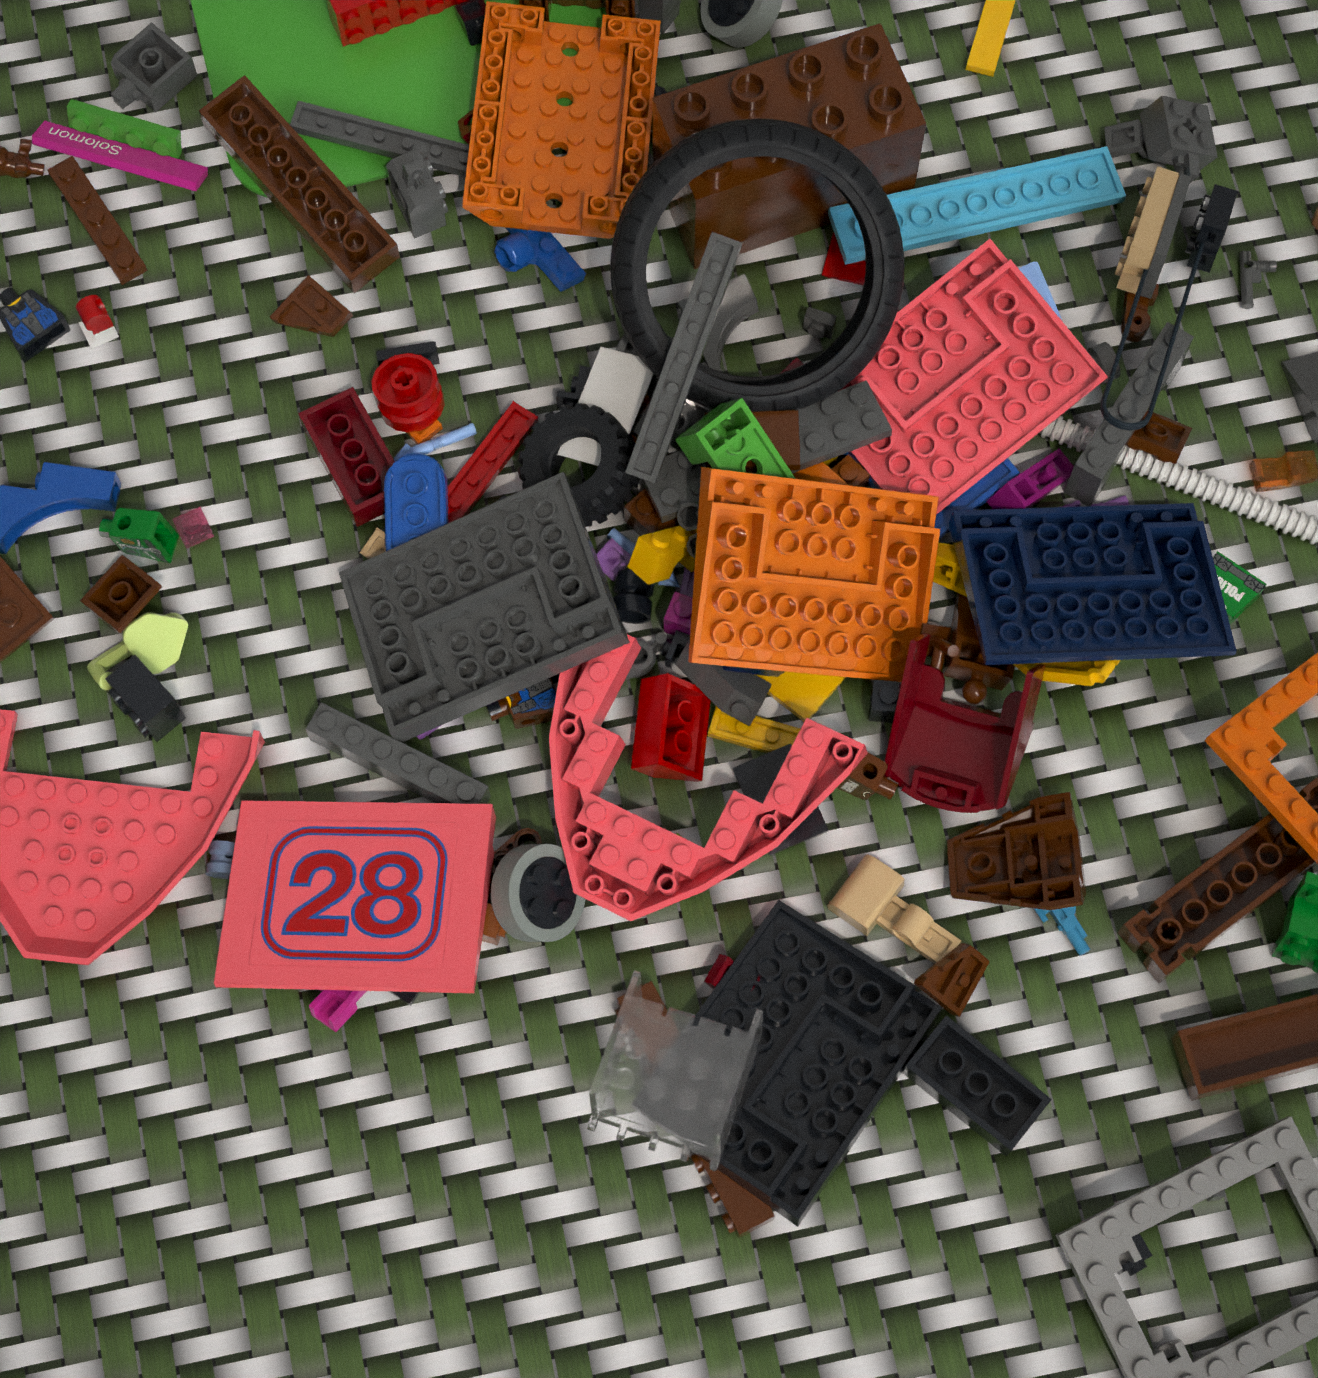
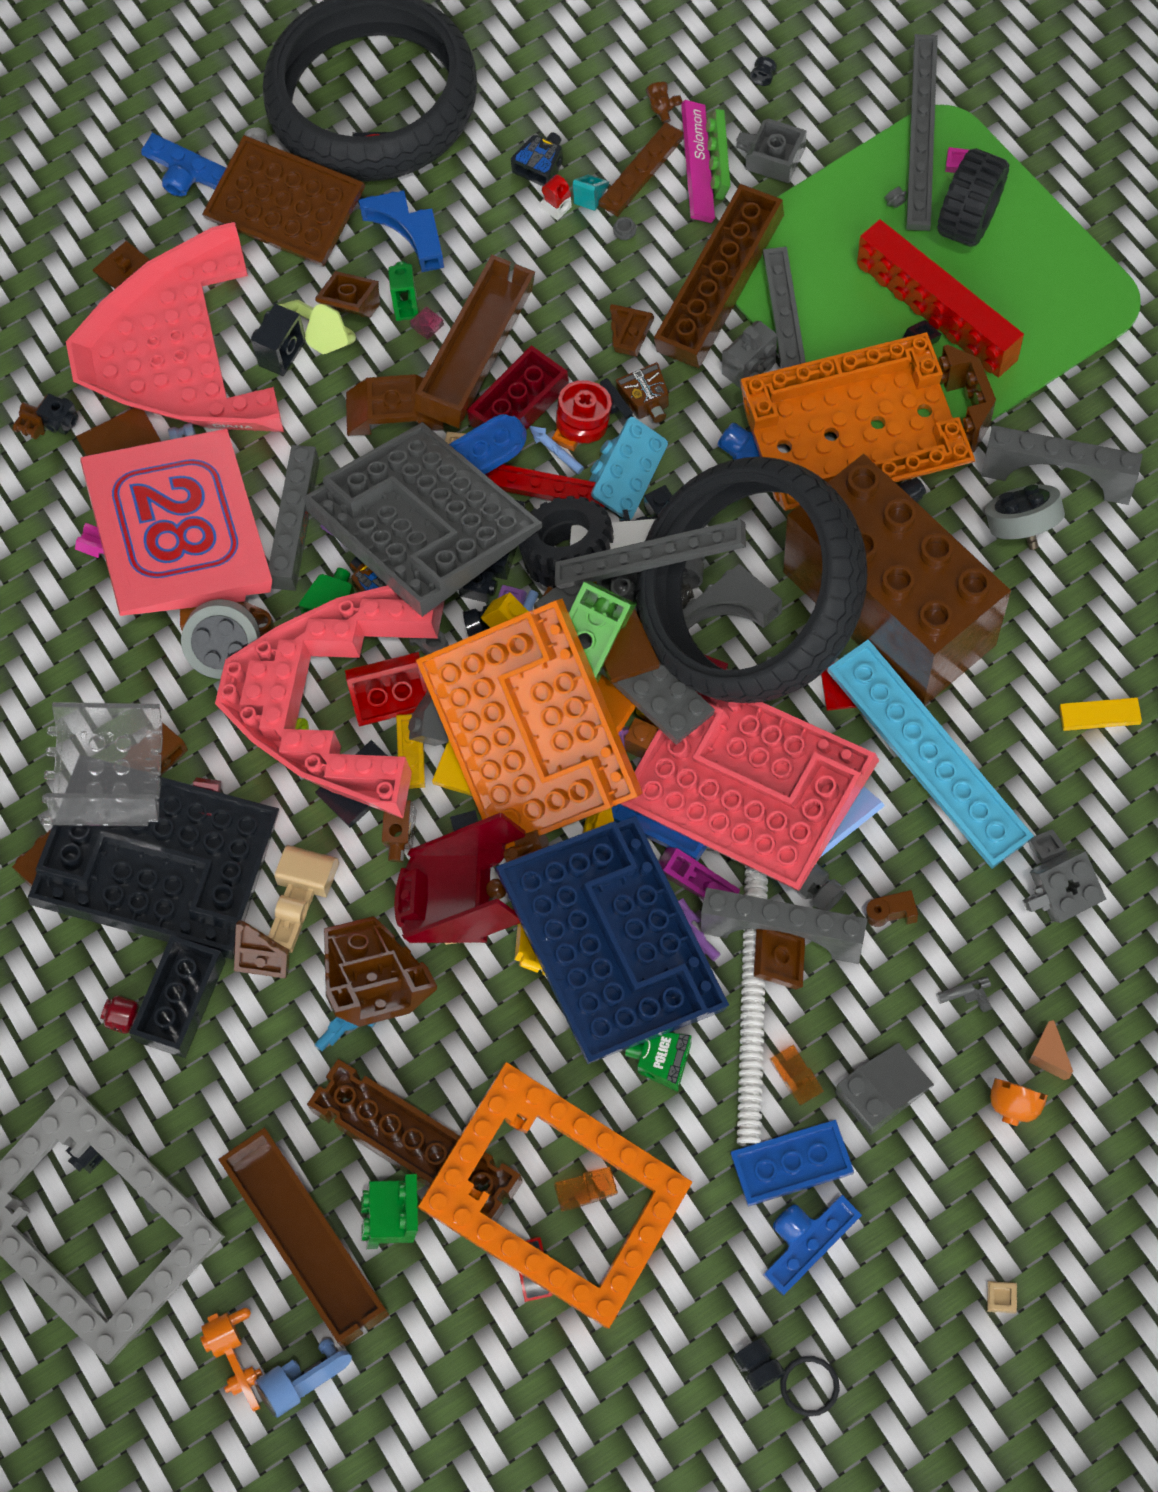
camera: 75 degrees right, 5 degrees down
(32, 41) = (763, 71): none -> black wheel
(102, 281) = (588, 191): none -> teal slope
(114, 1041) = (28, 421): none -> reddish brown arm
(121, 1002) = (57, 414): none -> black brick
(172, 267) = (624, 228): none -> dark grey plate
(186, 941) = (118, 433): none -> reddish brown tile
(262, 473) = (474, 342): none -> reddish brown piece
(295, 602) = (384, 401): none -> reddish brown slope
(409, 319) = (645, 392): none -> reddish brown torso
(494, 378) = (627, 467): none -> medium azure bracket
(523, 756) = (326, 589): none -> green torso
(564, 357) = (656, 500): none -> black brick
(971, 1161) = (119, 1014): none -> dark red head
(1149, 249) = (937, 889): piece -> none

